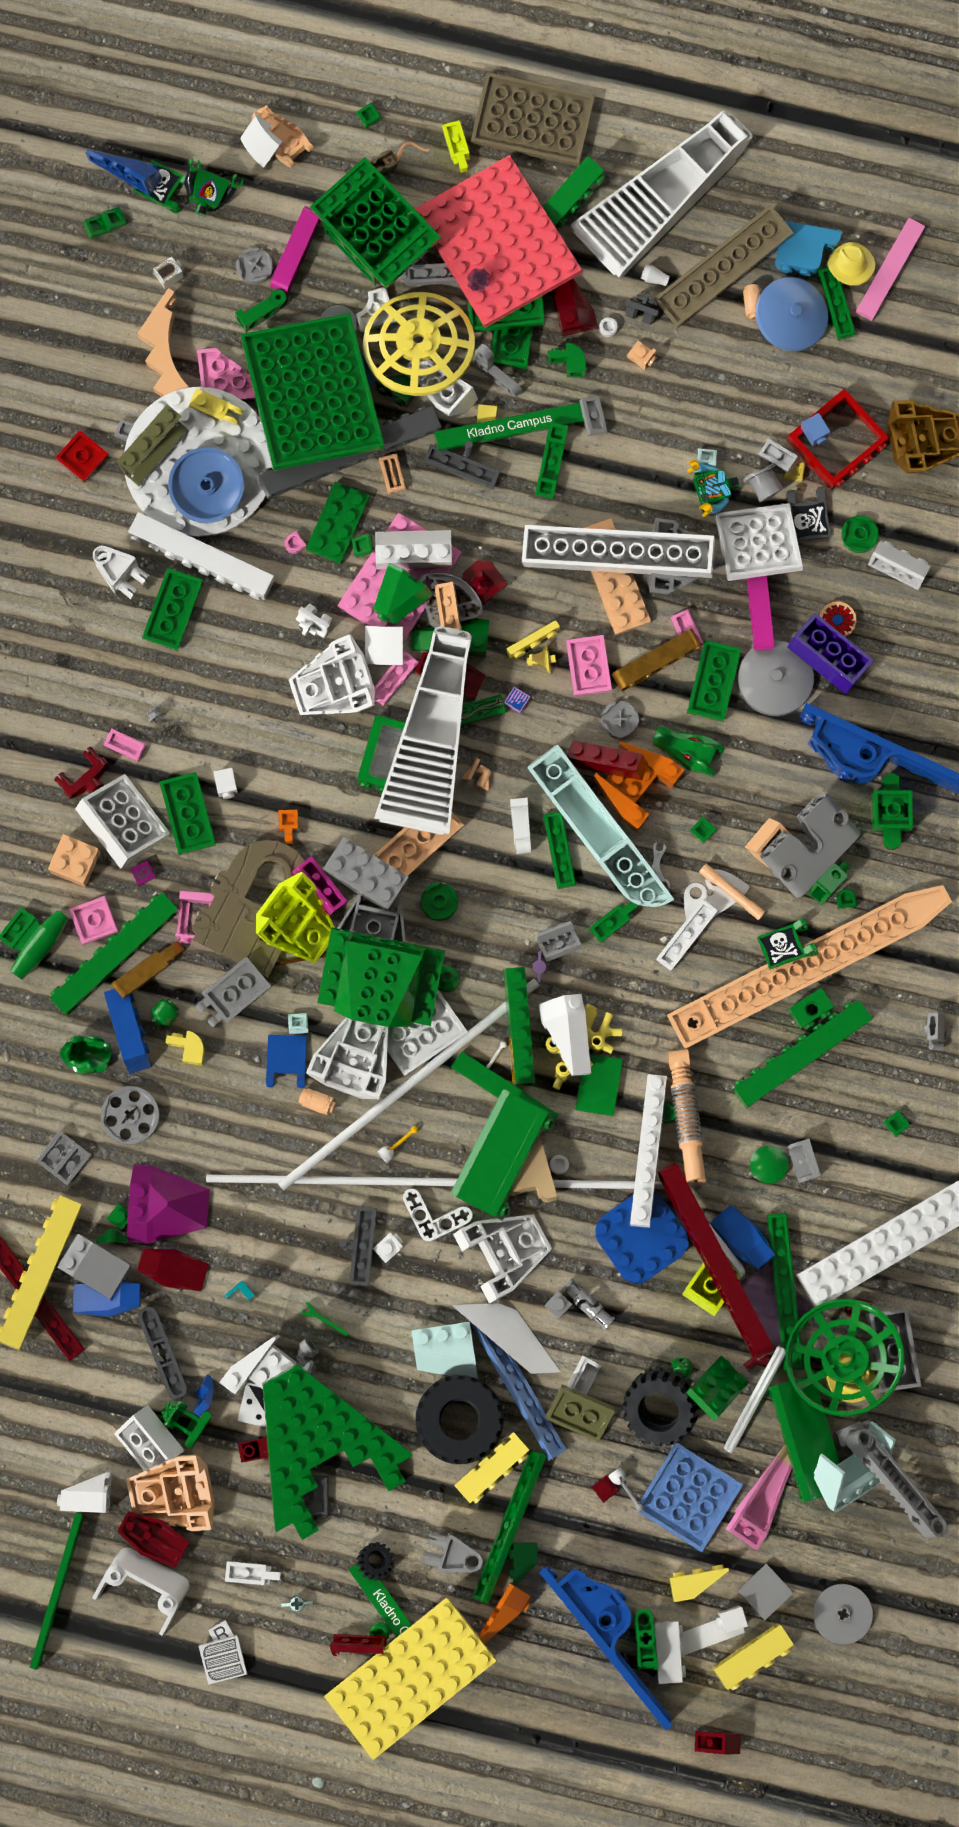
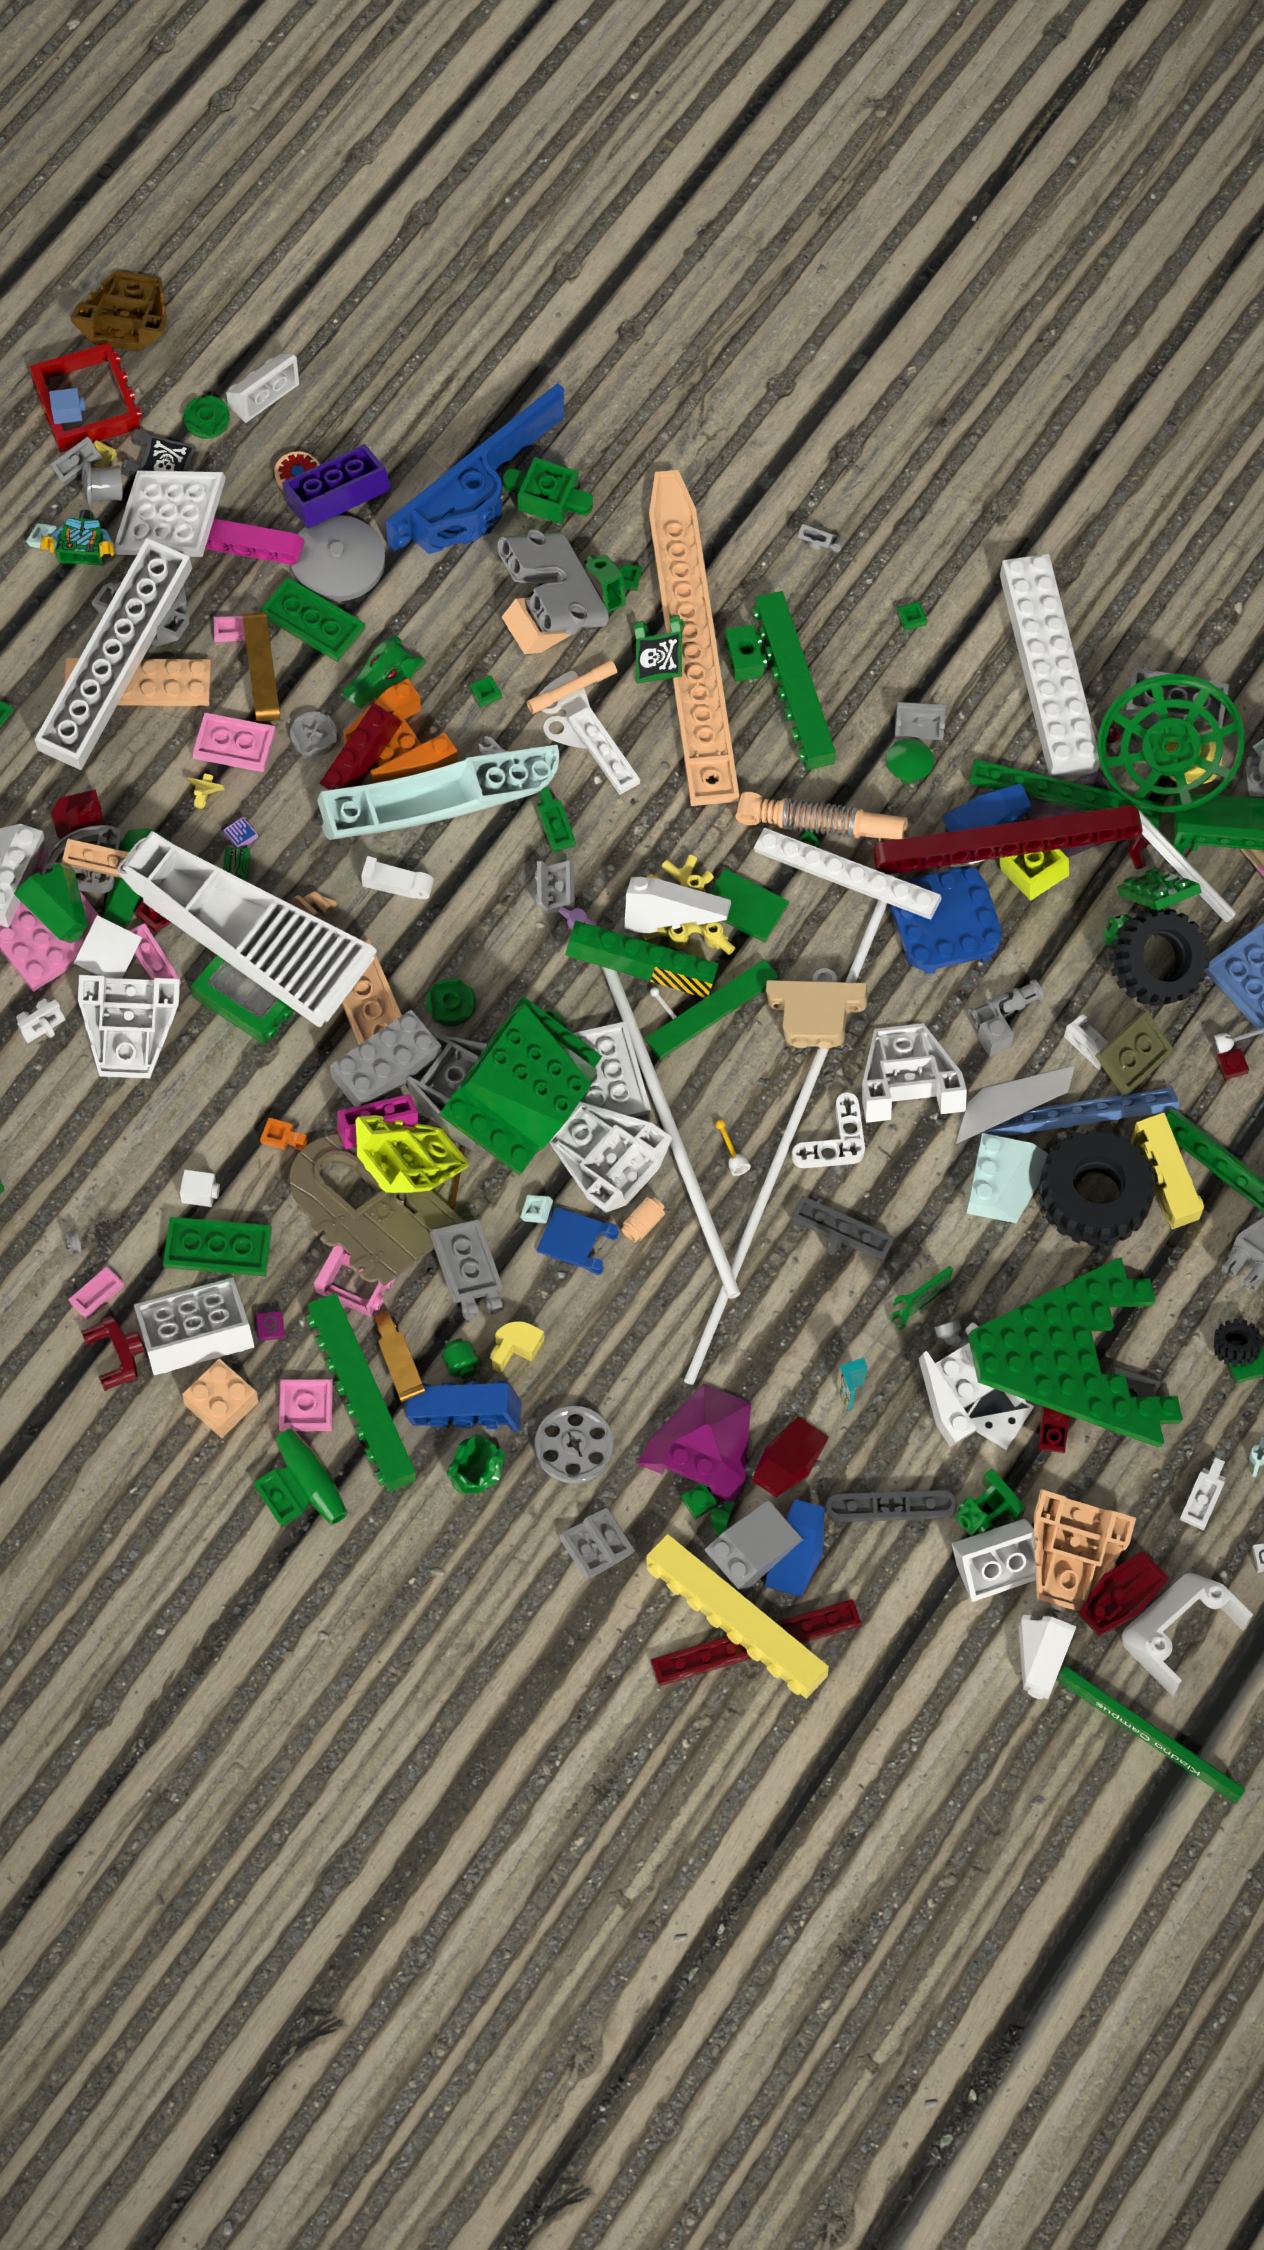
camera: 70 degrees left, 15 degrees down
(205, 1393) = (964, 1472): blue slope -> none
(388, 1247) = (854, 1200): white bracket -> none
(501, 1154) = (795, 1024): green windscreen -> none
(533, 640) = (177, 789): light yellow plate -> none
(559, 850) = (443, 851): green tile -> none

